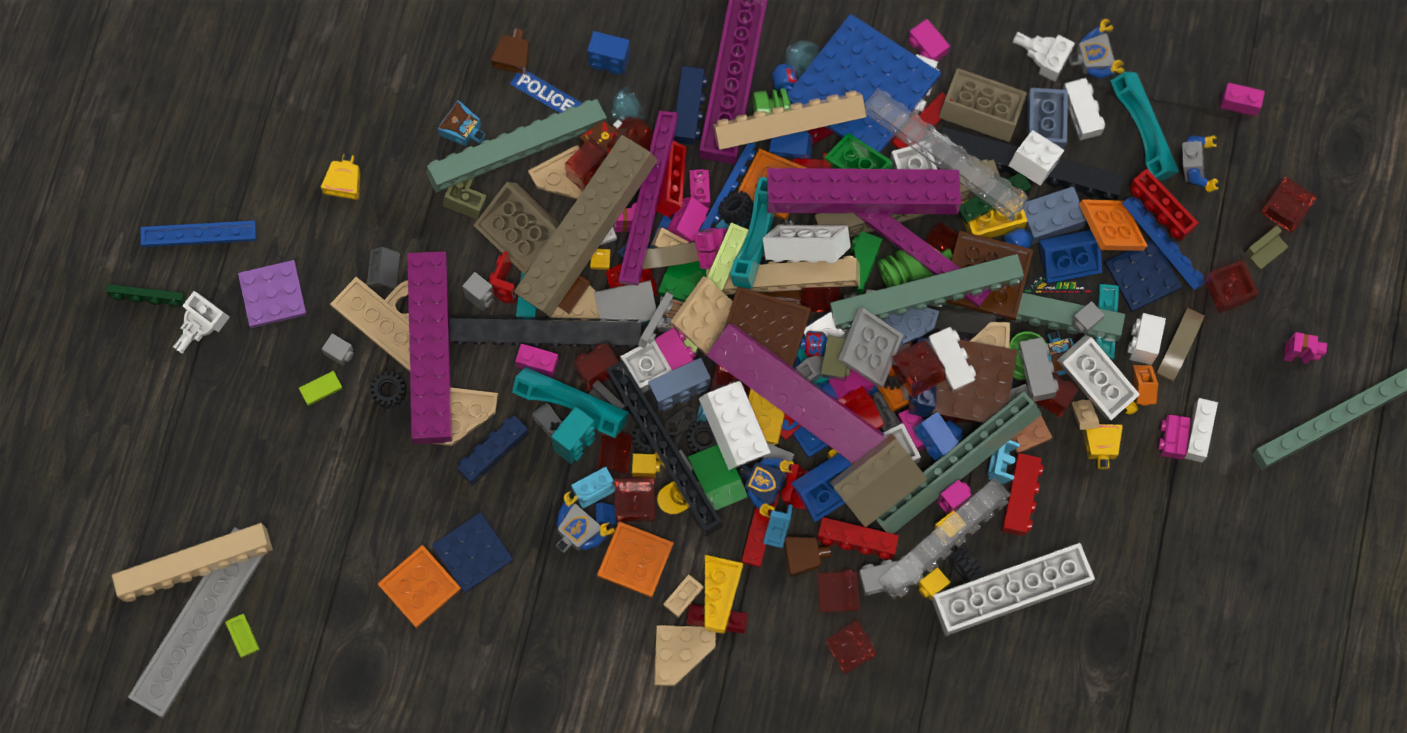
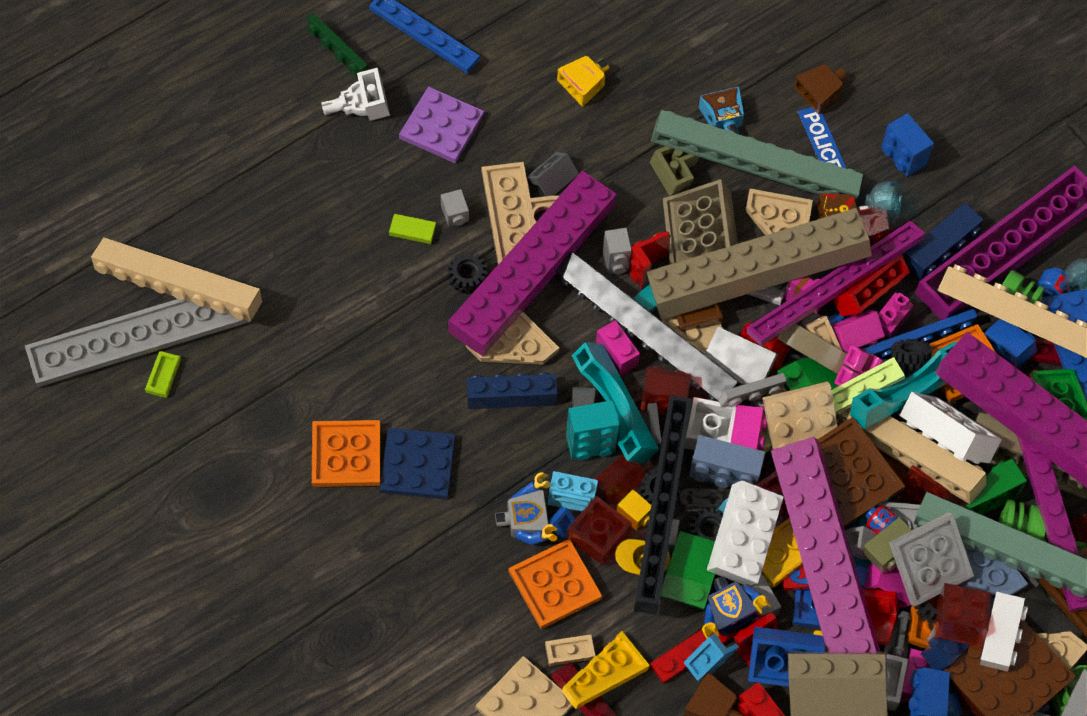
camera: 40 degrees right, 10 degrees down
(585, 163) = (804, 209): clear red brick -> none
(601, 259) = (749, 308): yellow plate -> none

